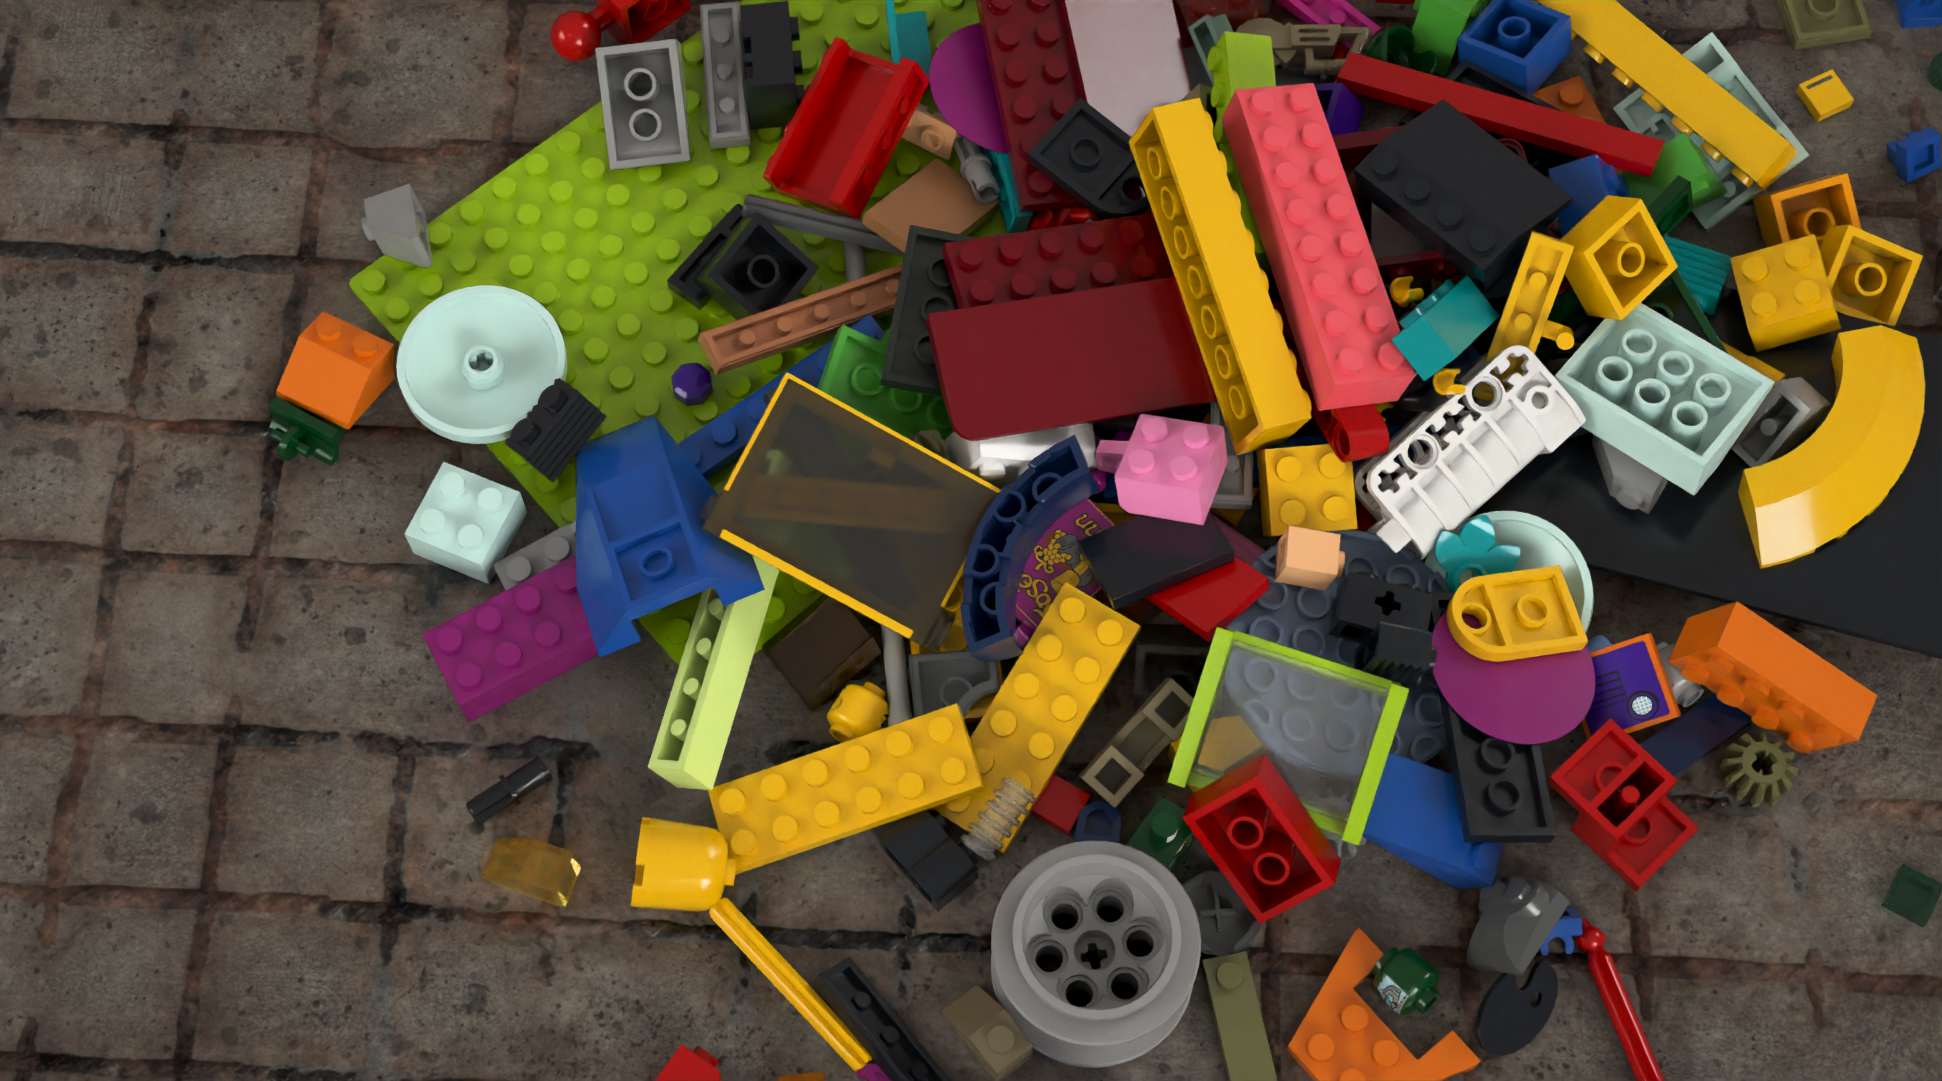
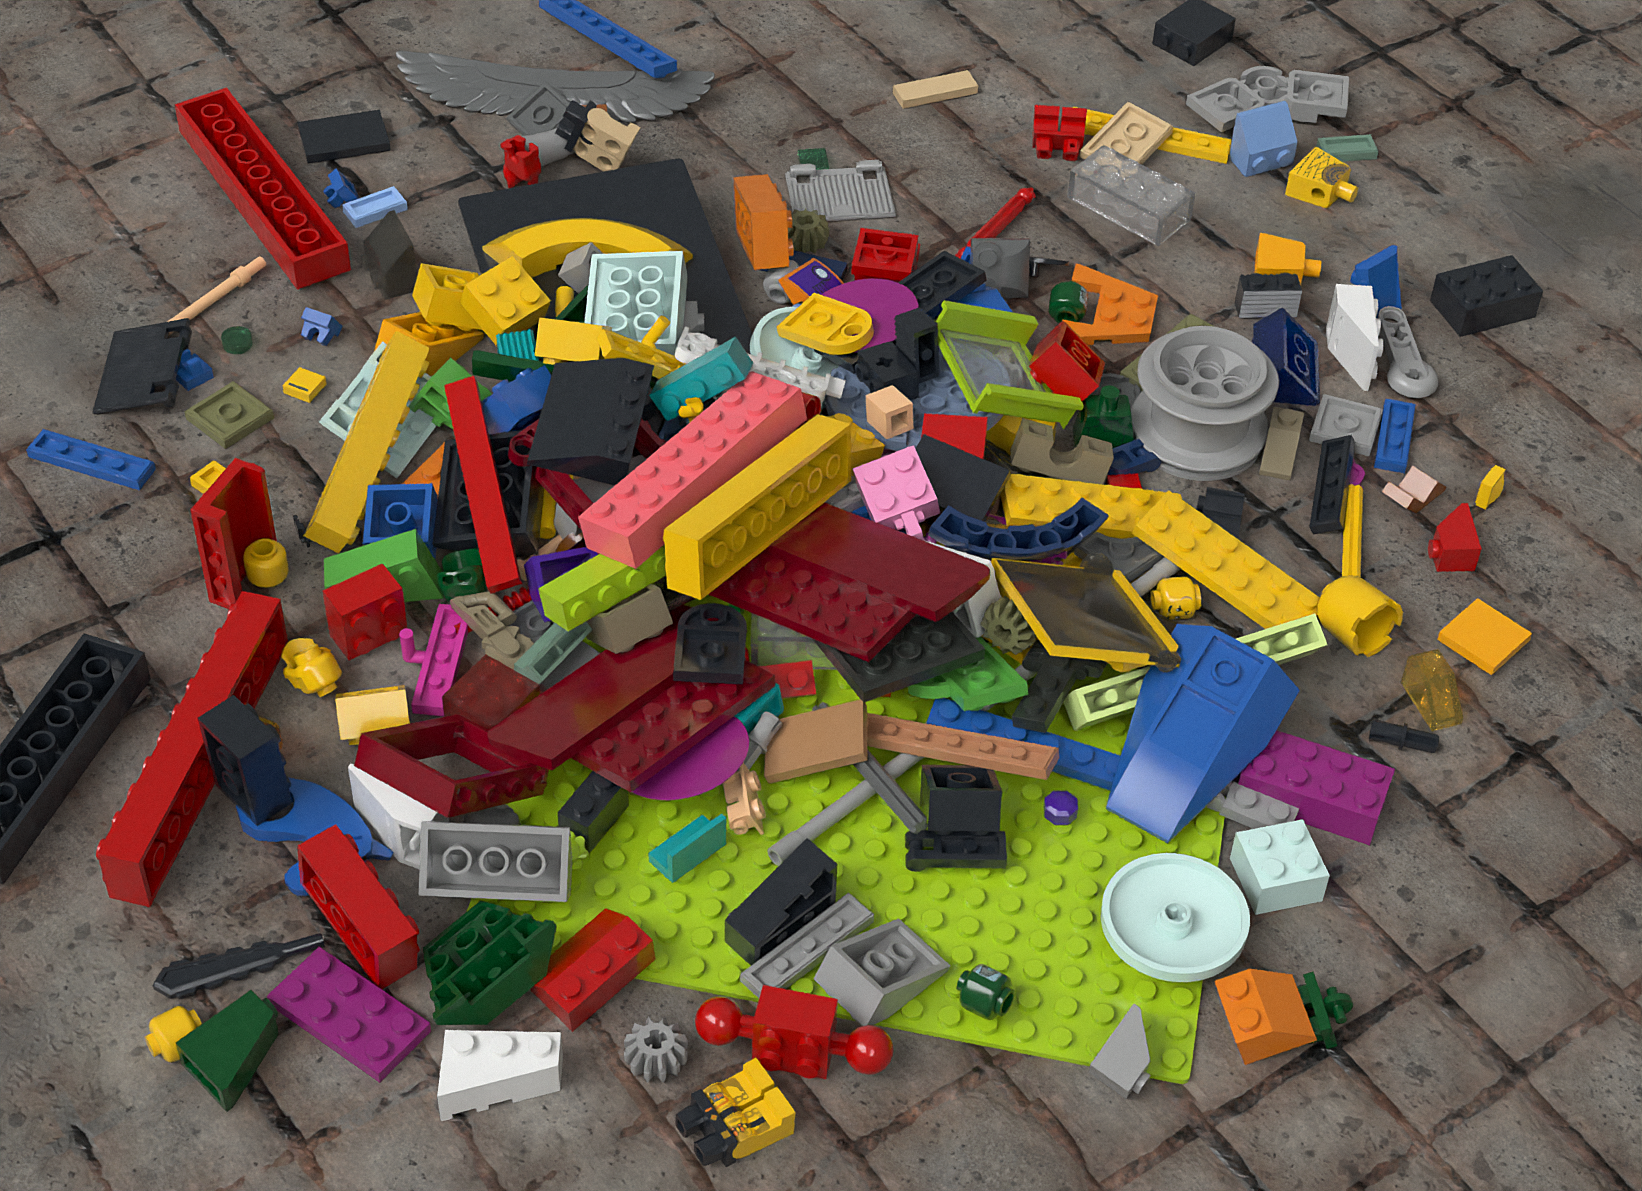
camera: 130 degrees left, 20 degrees down
(550, 160) = (985, 992): none -> dark green head
(552, 997) = (1484, 636): none -> light orange tile
(555, 429) = (1177, 835): black brick -> none
(845, 129) = (783, 805): red panel -> none
(998, 818) = (1185, 487): clear piece -> none
(1474, 551) = (816, 362): teal plate -> none
(1821, 883) = (842, 191): none -> light grey window

